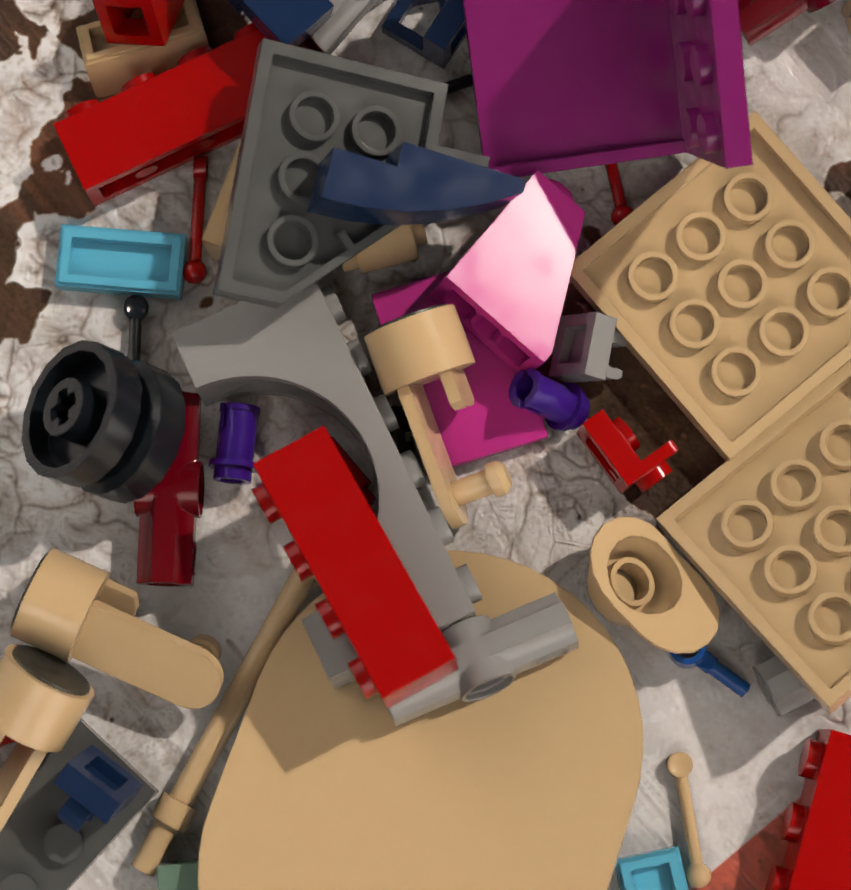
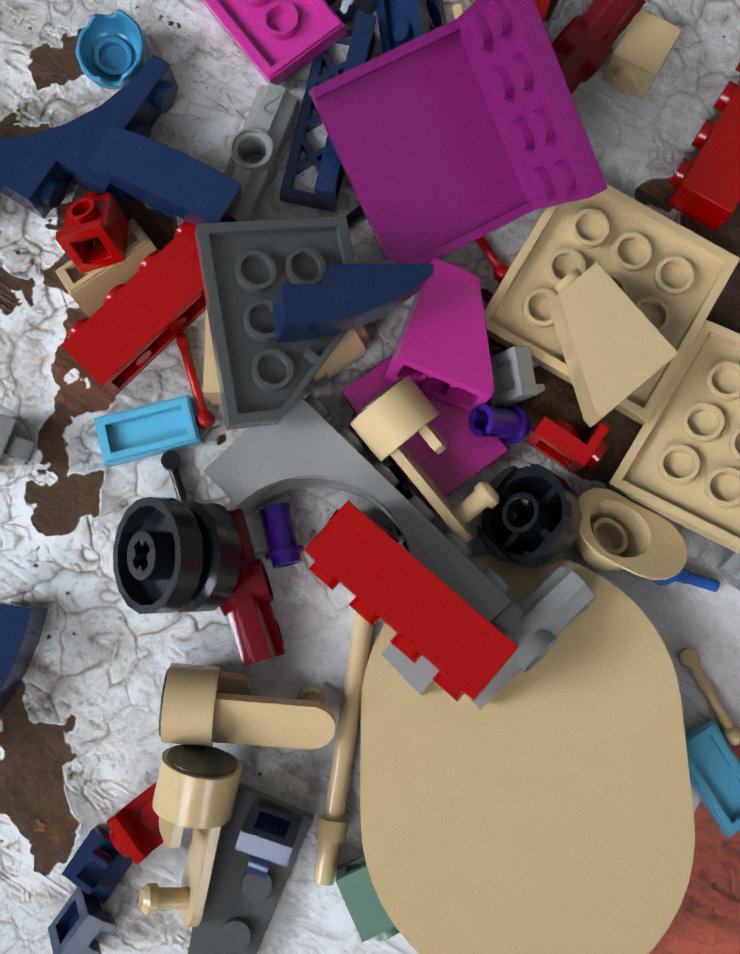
camera: 20 degrees left, 0 degrees up
(545, 523) = (533, 515): none -> black cylinder
(708, 345) = (605, 341): none -> tan slope

